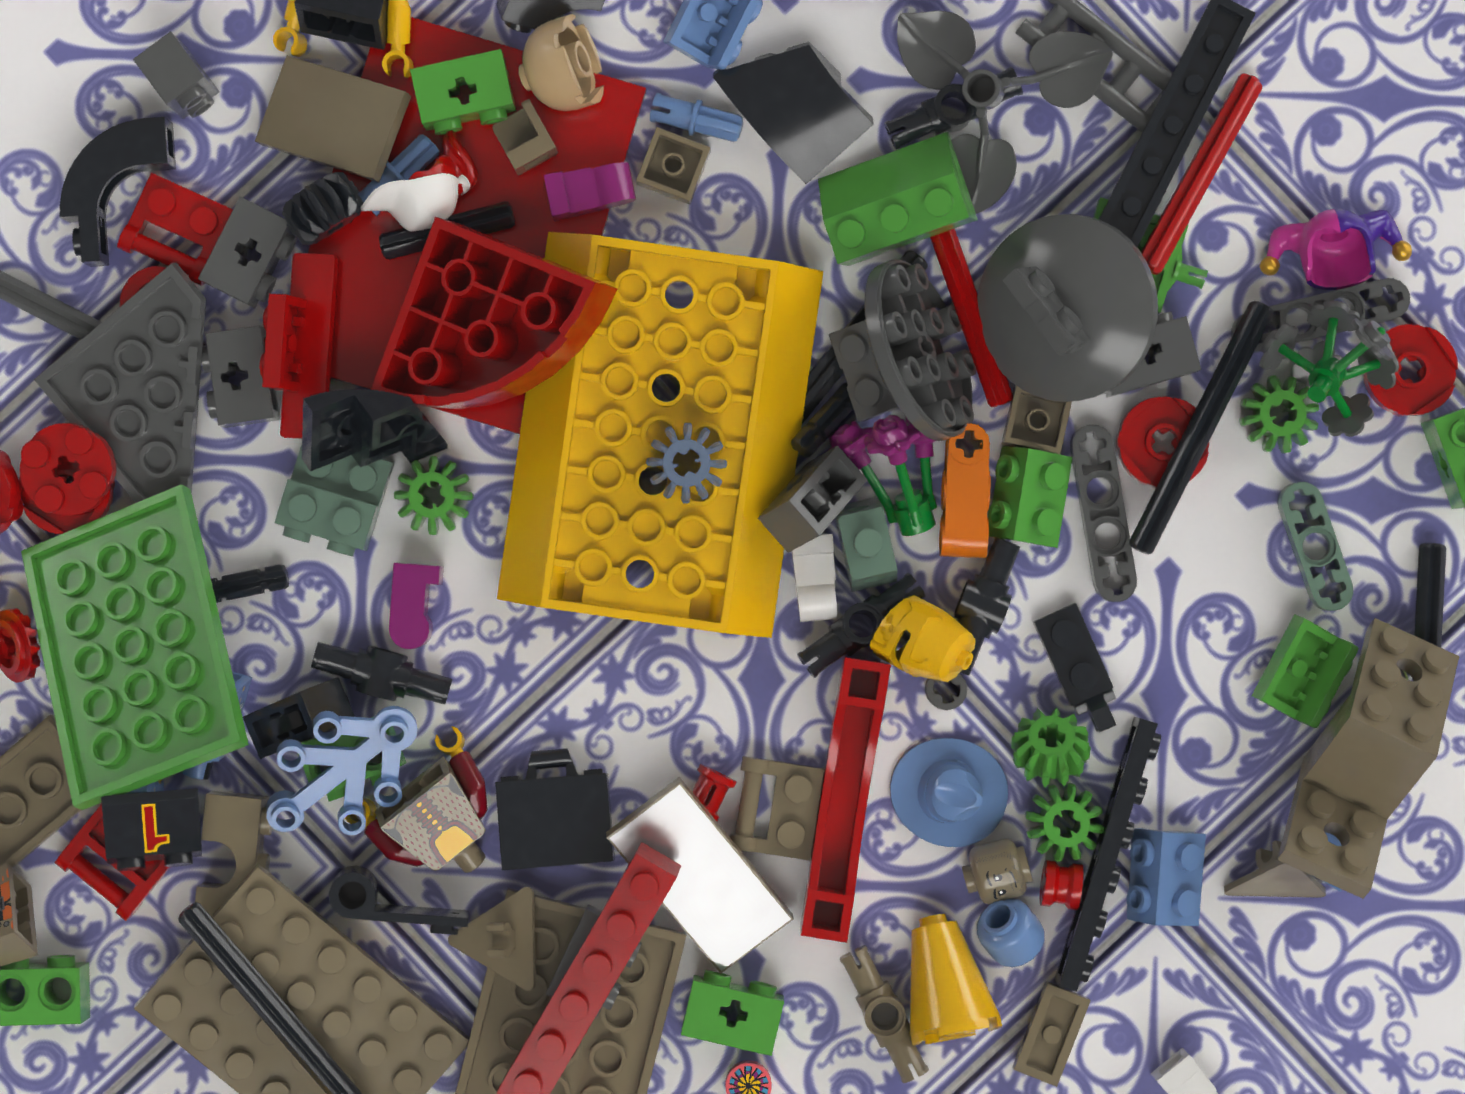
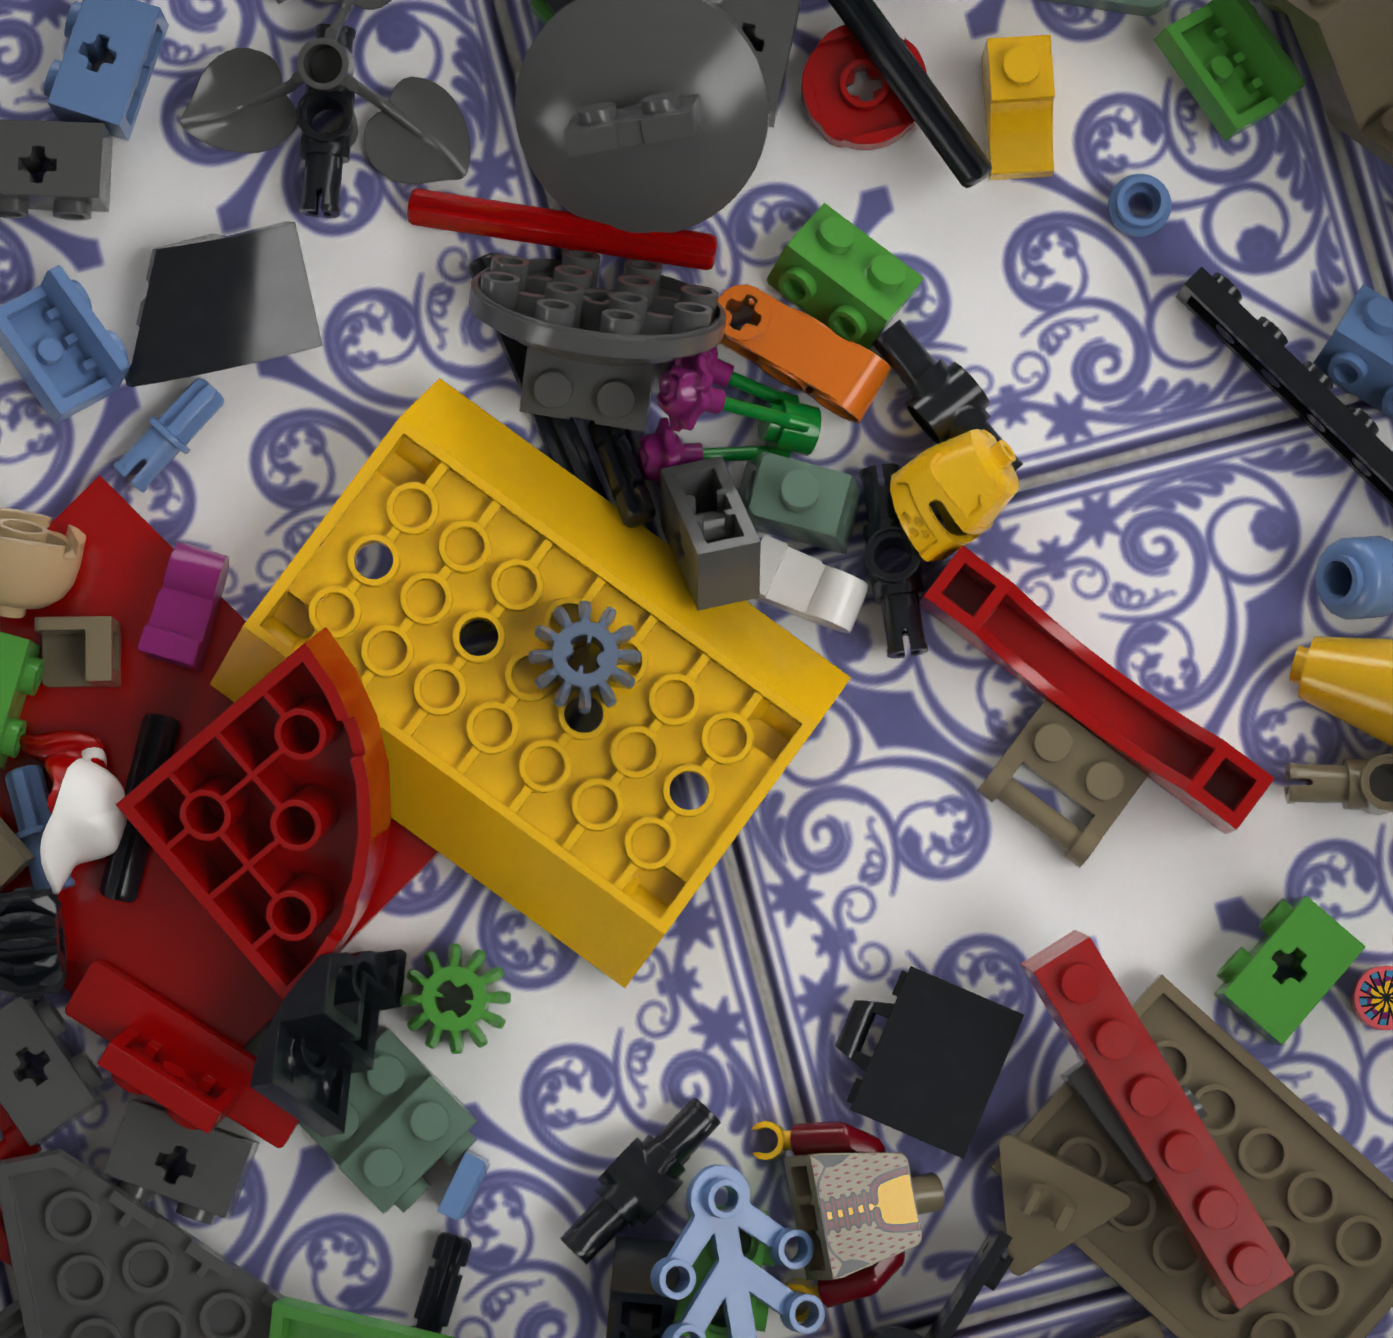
camera: 65 degrees left, 5 degrees down
(319, 564) = (464, 1186): none -> medium blue tile
(408, 619) = (592, 1111): magenta leg -> none
(673, 165) = (212, 492): dark tan piece -> none
(718, 890) = (1139, 903): tile -> none
(720, 784) = (1001, 856): red bush -> none
(895, 200) = (400, 246): bright green slope -> none
(936, 699) = (1031, 519): dark grey bush -> none
(949, 792) = (1151, 565): medium blue hat -> none
(997, 871) = (1280, 554): dark tan head -> none
(1036, 422) = (758, 223): dark tan piece -> none
(1050, 747) = (1162, 410): bright green gear -> none
(1061, 884) = (1336, 487): red wheel -> none
(1075, 811) = (1253, 421): bright green gear -> none
(1077, 664) = (1078, 329): black hinge -> none
(1096, 514) = (915, 192): dark grey beam -> none
(1193, 669) = (1145, 187): none -> medium blue plate
(1202, 550) = (1019, 106): none -> yellow arch

